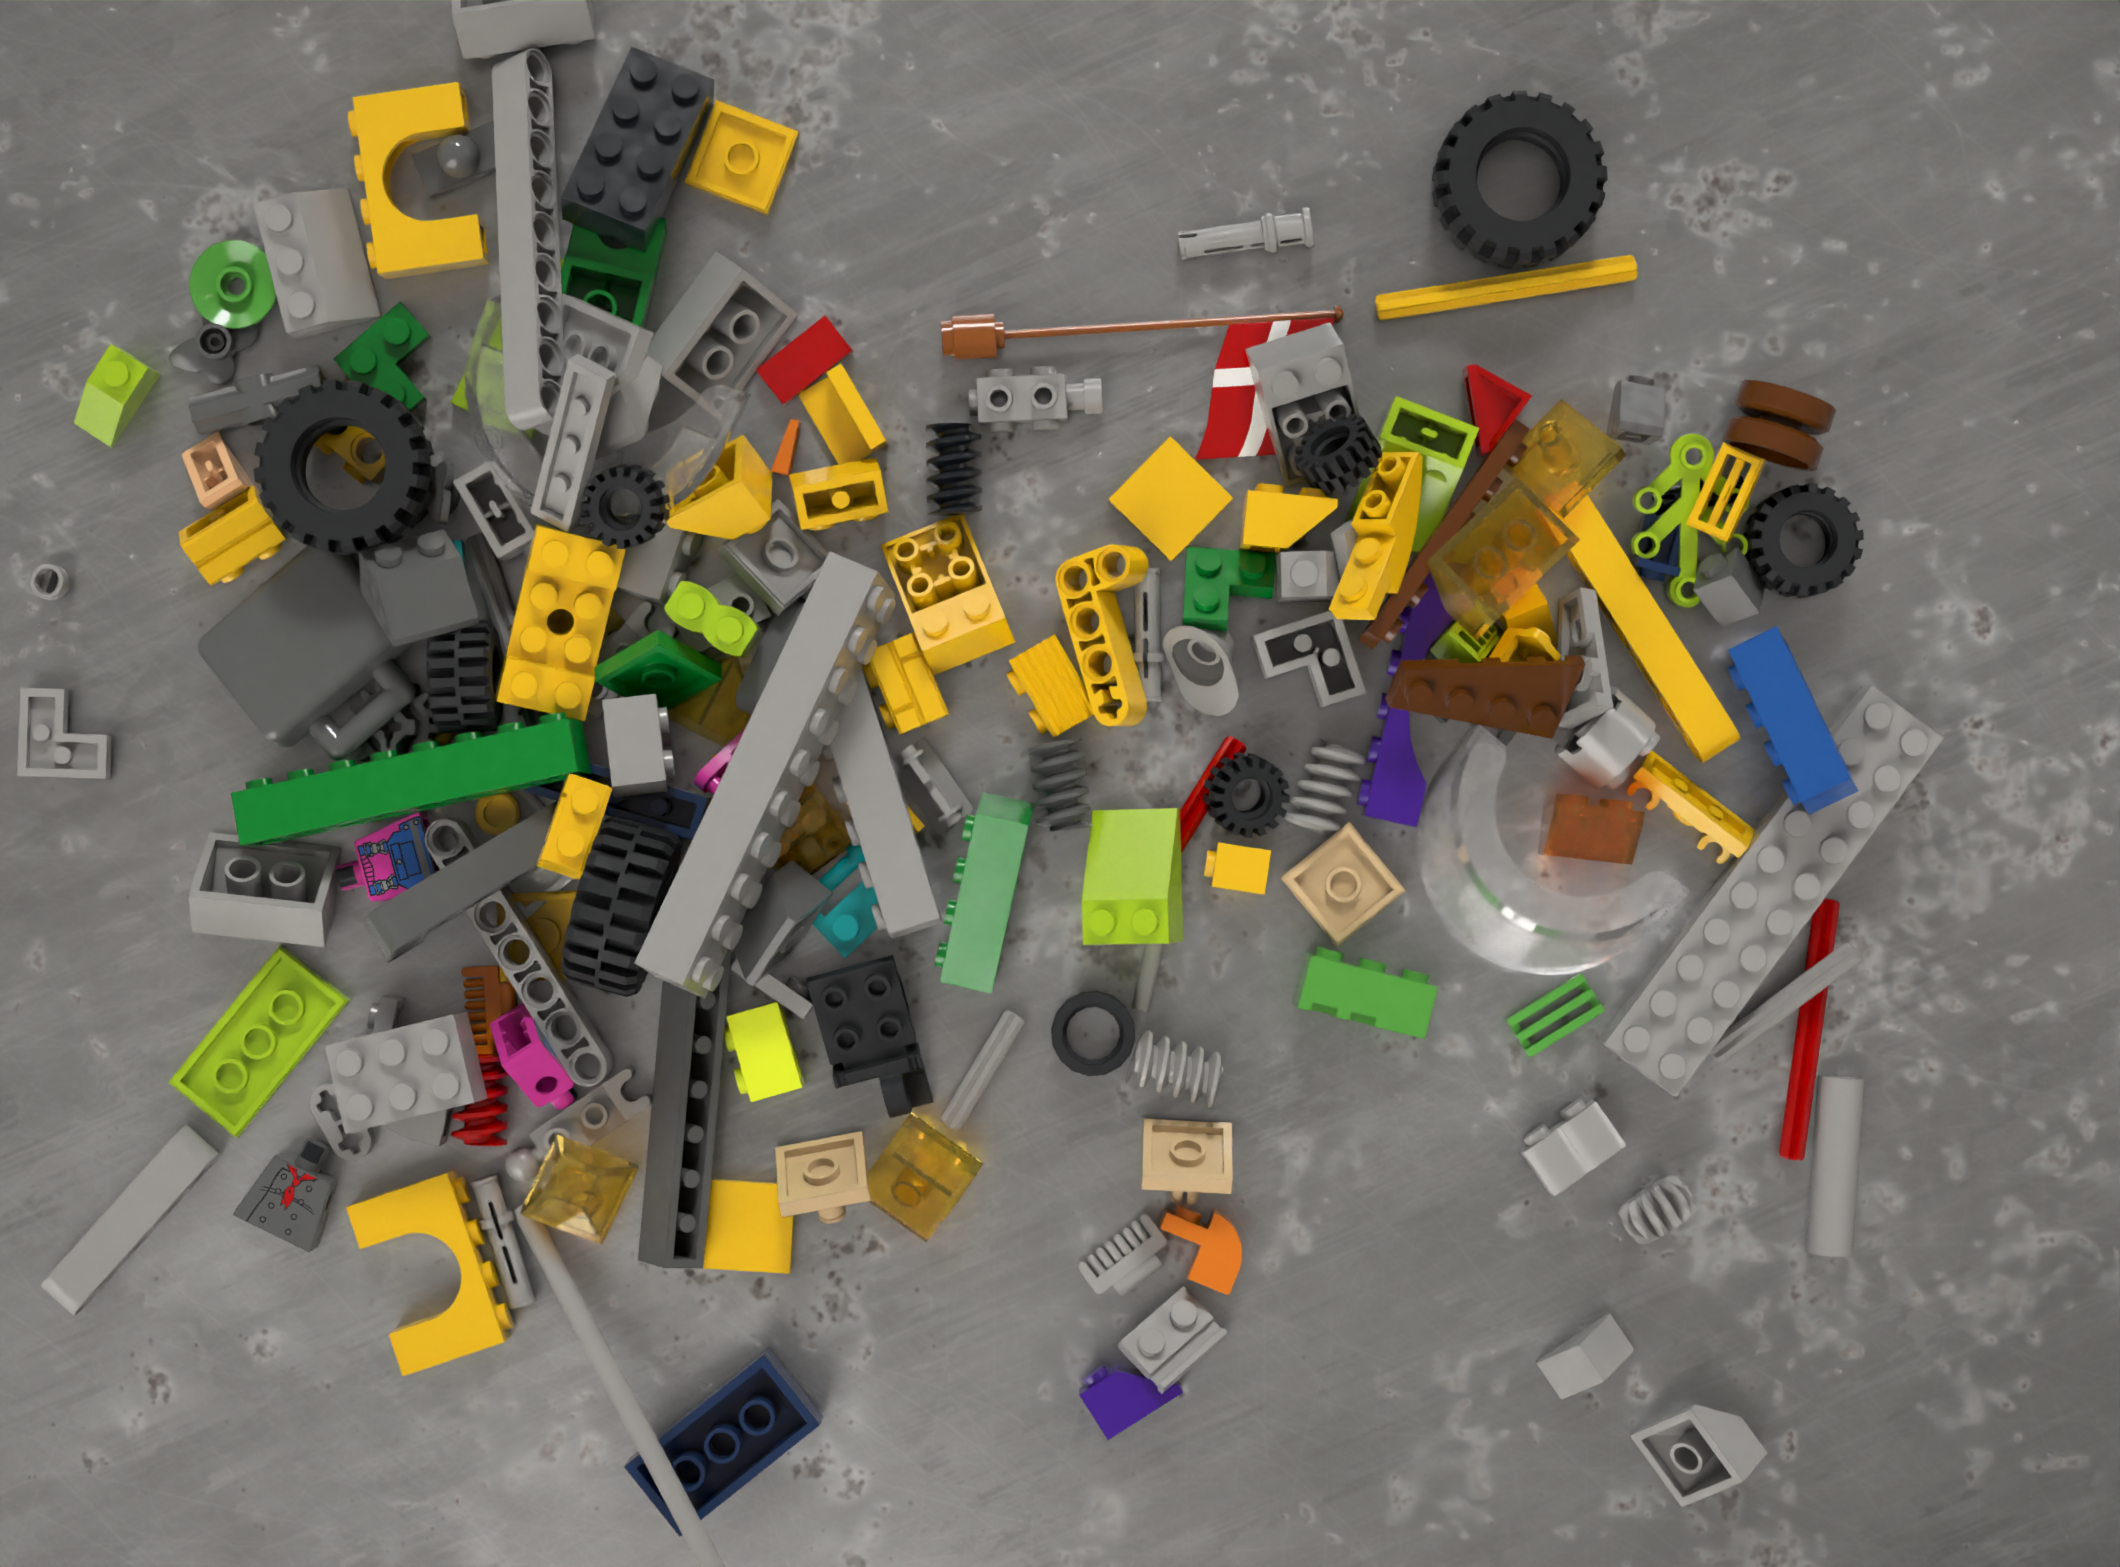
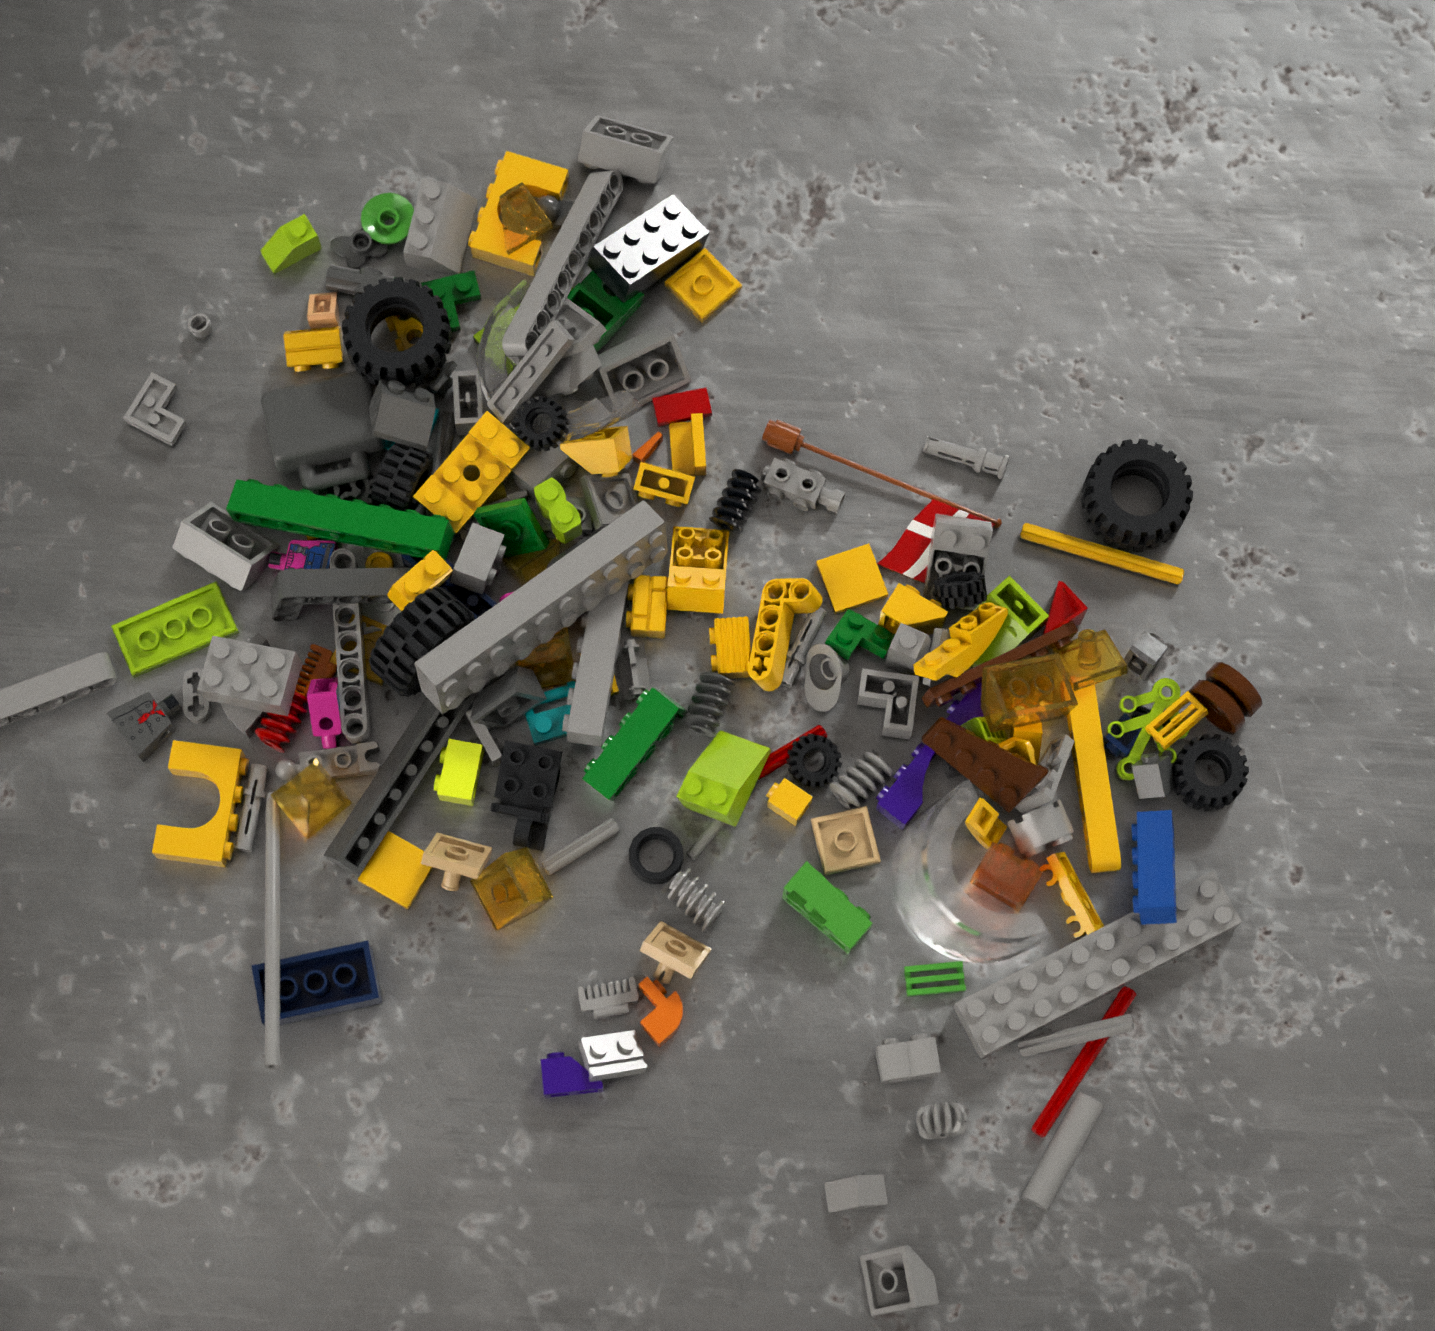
camera: 20 degrees right, 15 degrees down
(430, 194) = (521, 218): none -> clear yellow wing
(1528, 771) = (985, 824): none -> yellow slope

